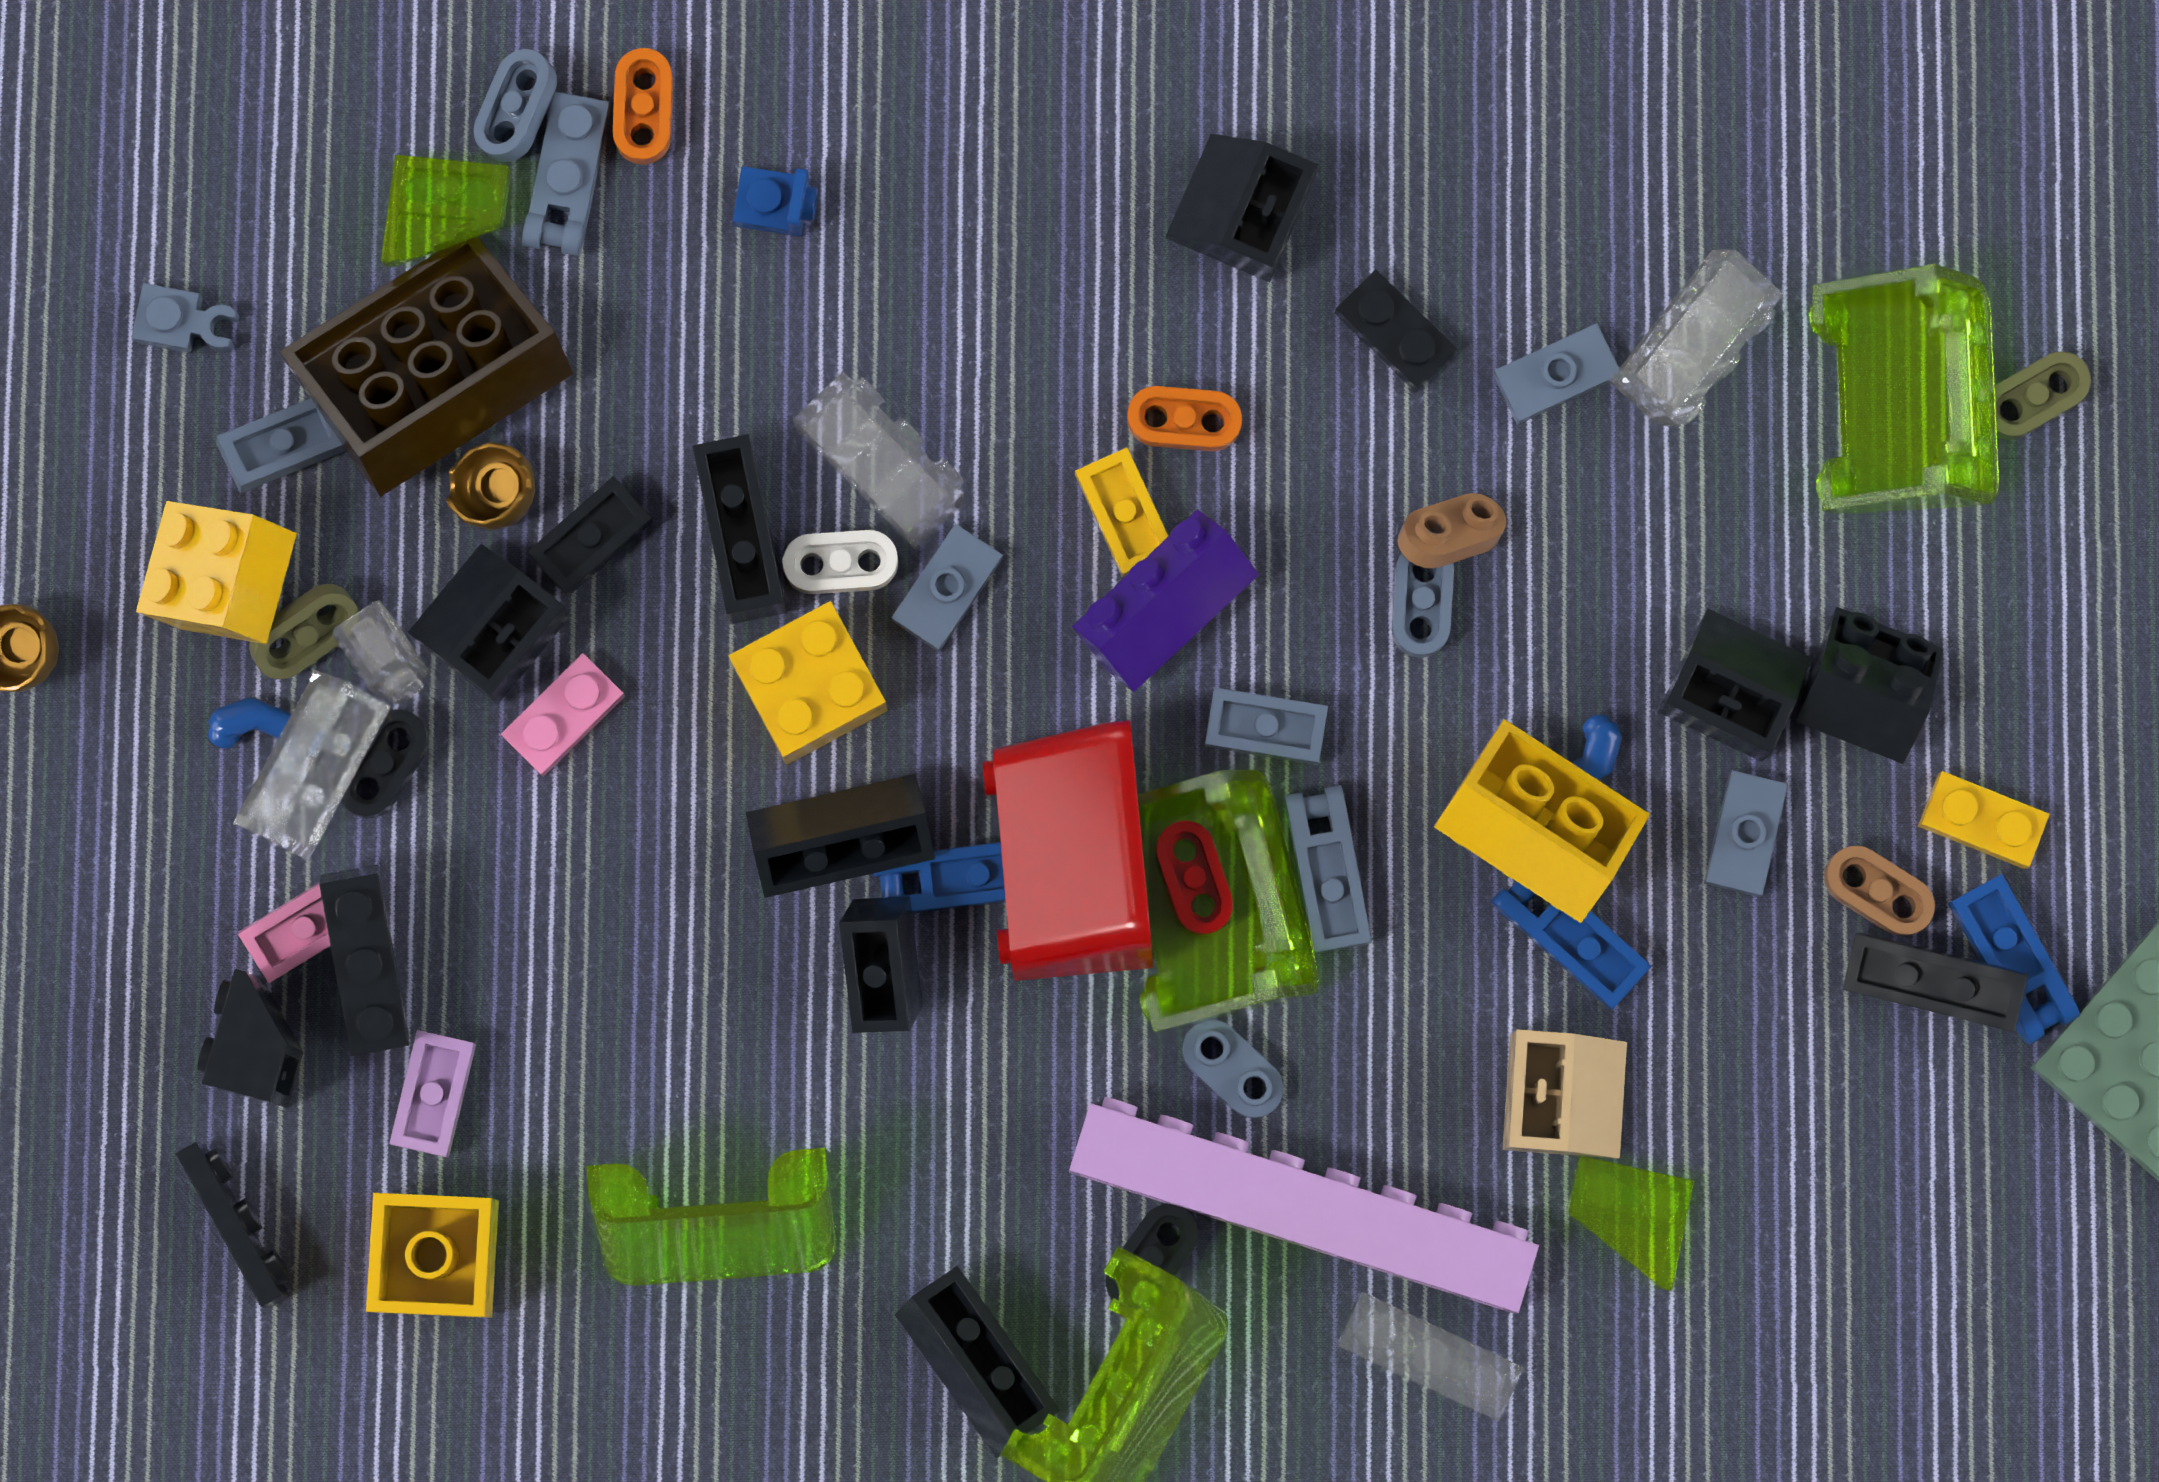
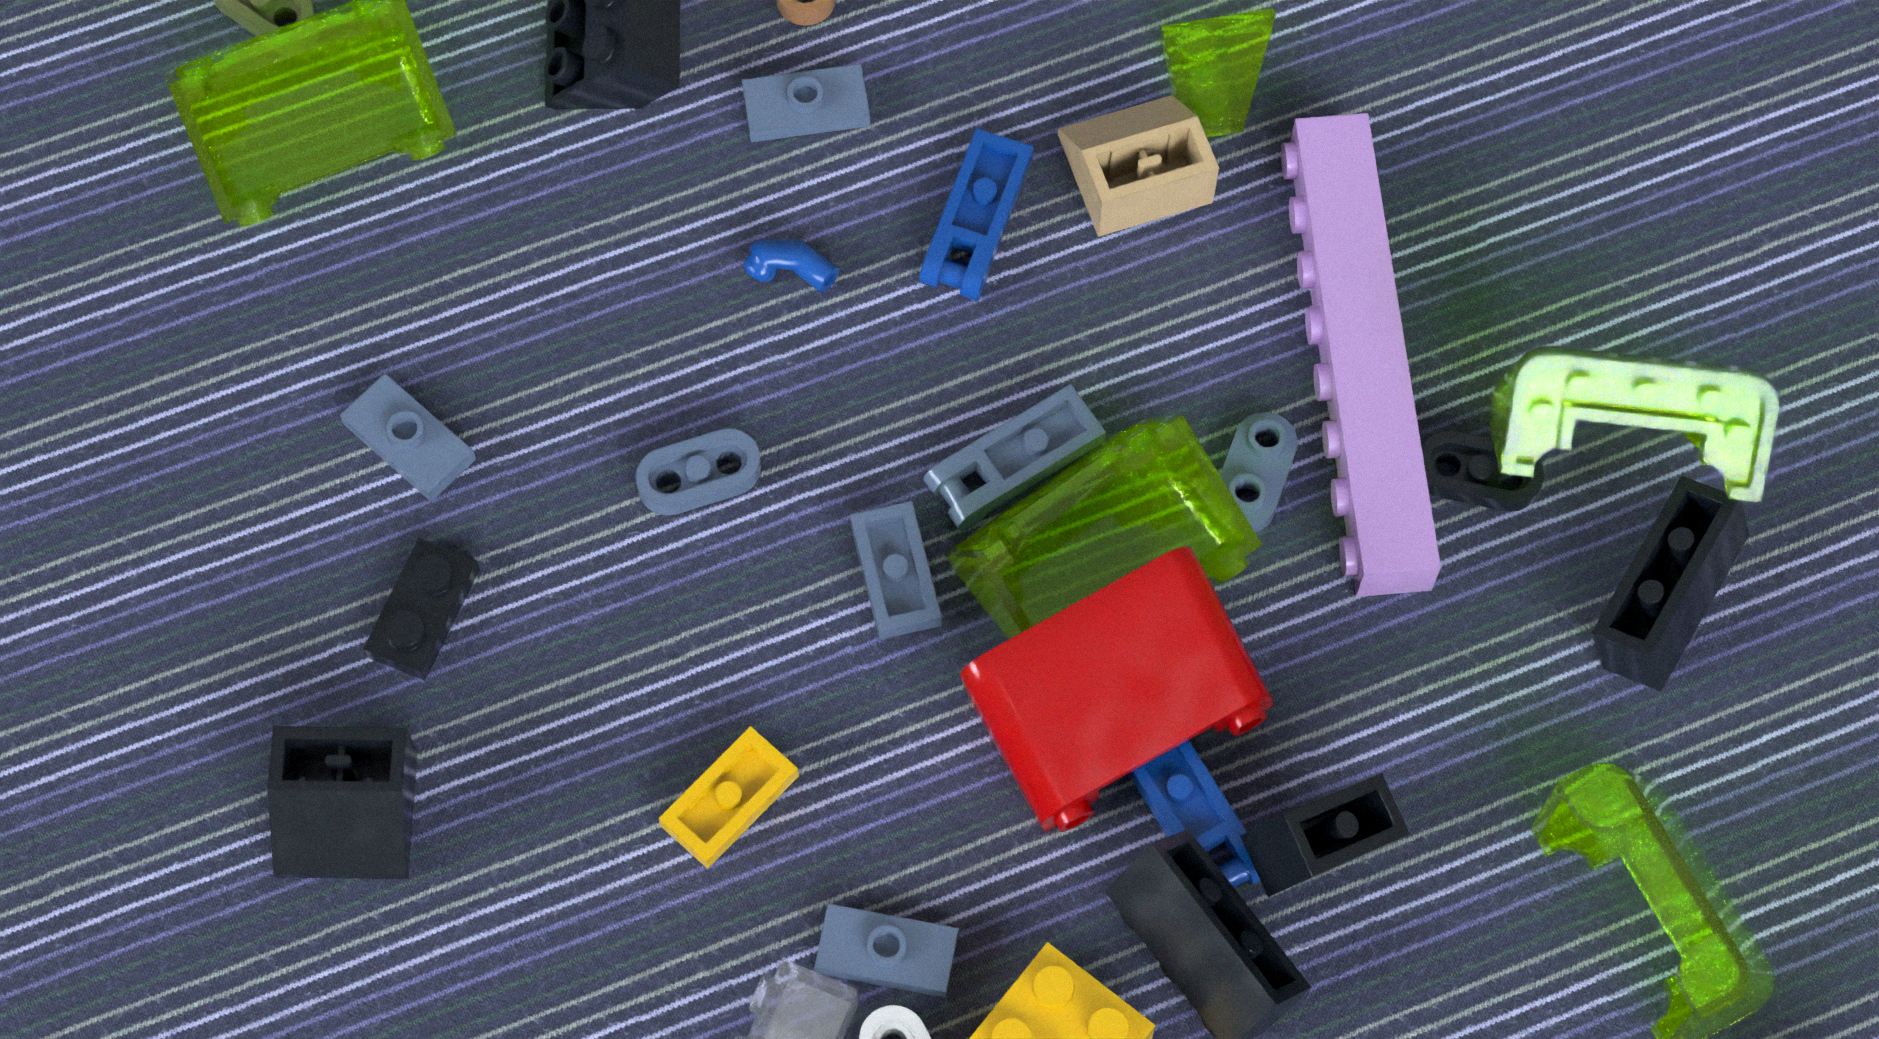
camera: 110 degrees left, 15 degrees down
(1165, 600) = (809, 710): dark purple brick -> none
(1184, 416) = (603, 779): orange plate -> none
(1194, 878) = (1078, 571): red plate -> none
(1428, 1356) = (1446, 185): clear brick -> none
(1463, 529) = (617, 465): medium nougat plate -> none
(1542, 821) = (882, 262): yellow brick -> none
(1697, 338) = (320, 311): clear brick -> none
(1736, 685) = (665, 150): black slope -> none

